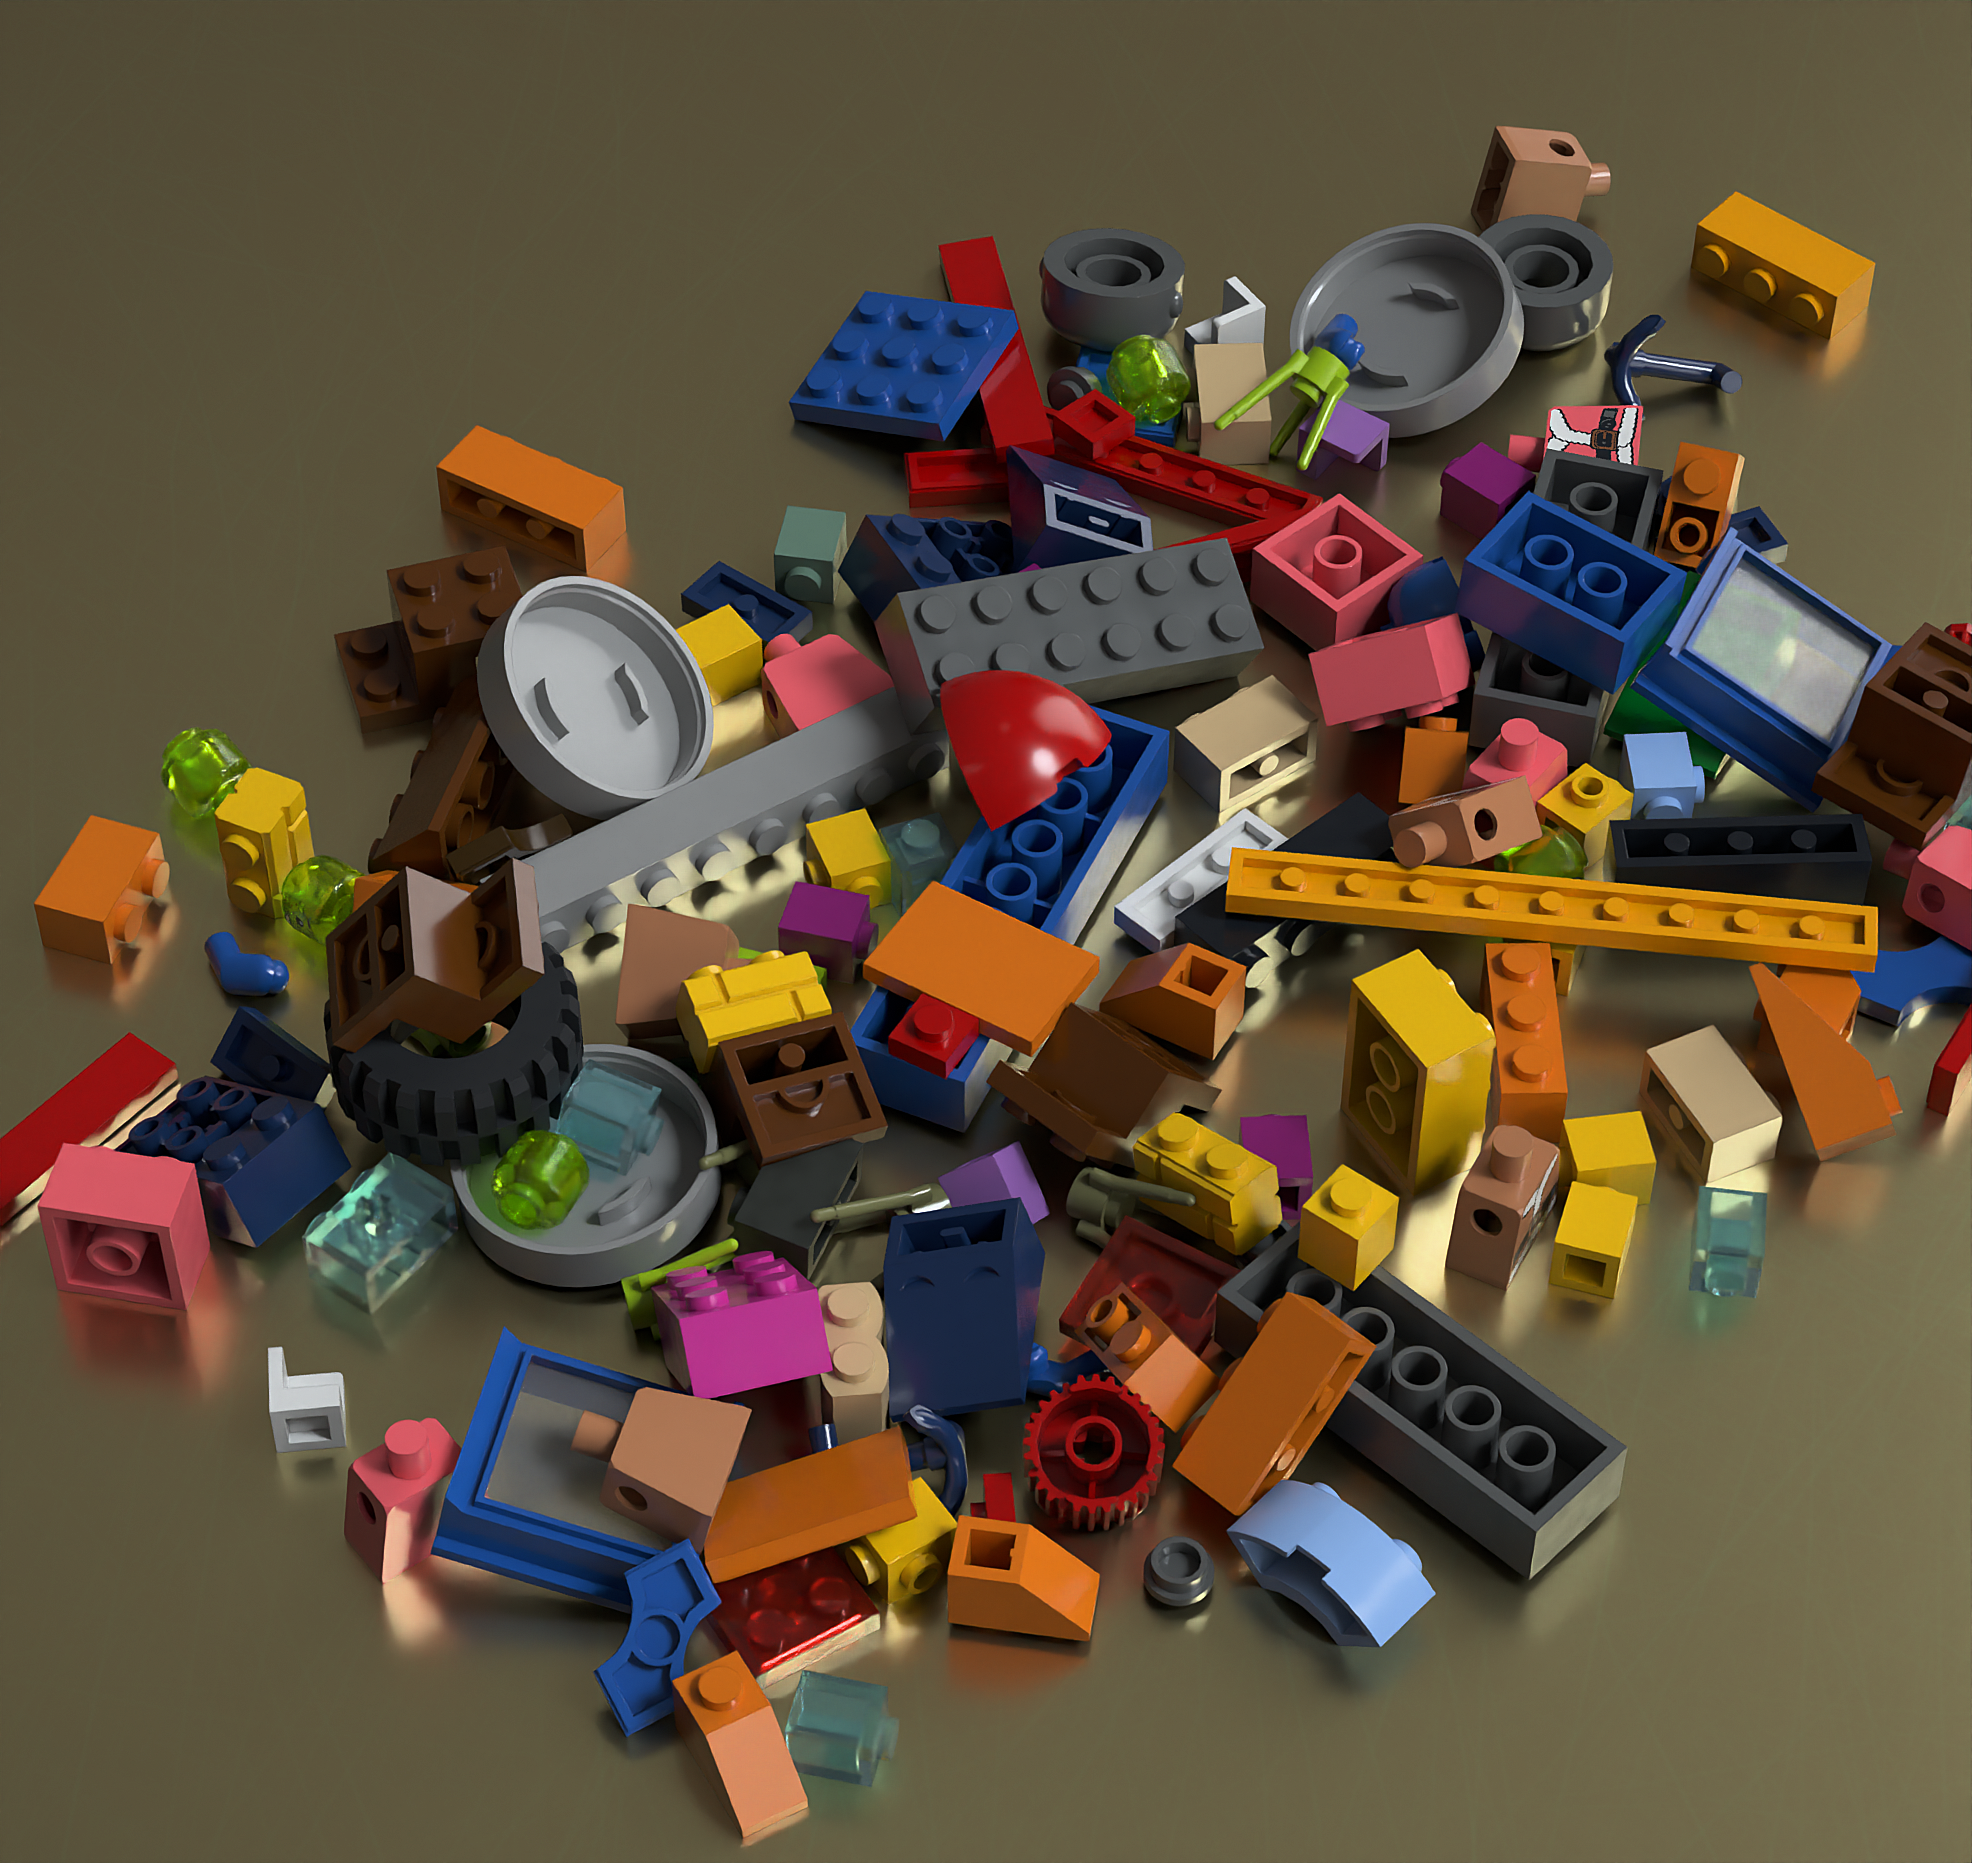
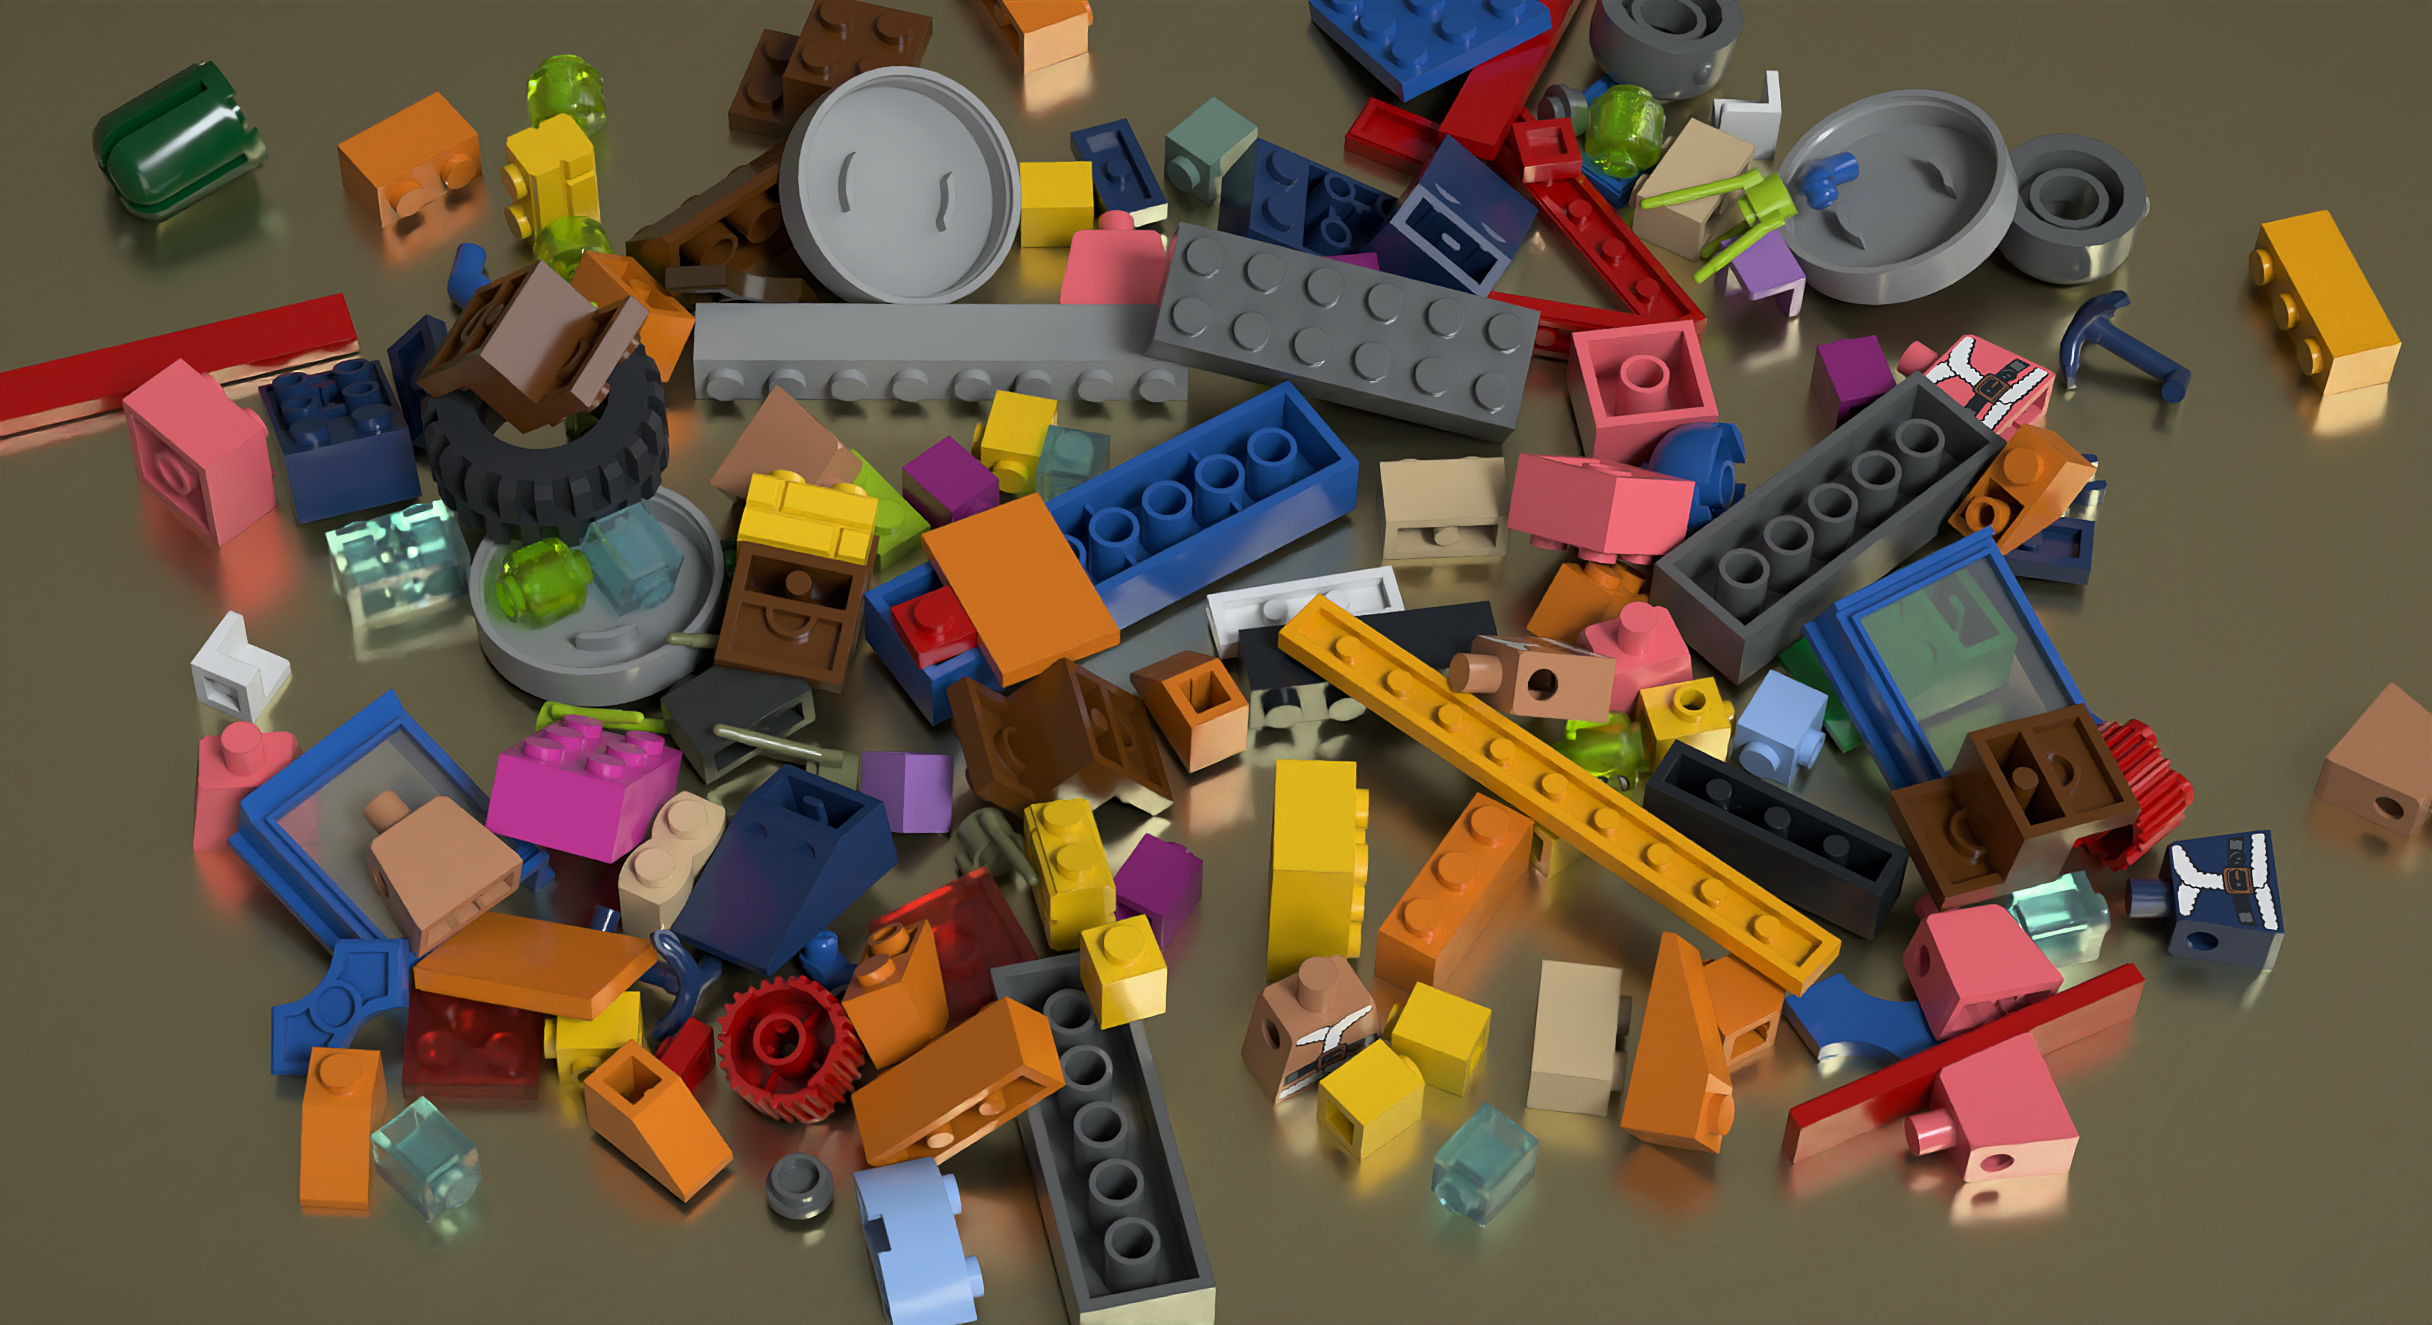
camera: 30 degrees right, 5 degrees up
(1017, 738) = (1194, 401): red brick -> none
(1535, 175) = (2151, 110): nougat torso -> none
(1570, 592) = (1792, 511): blue brick -> none

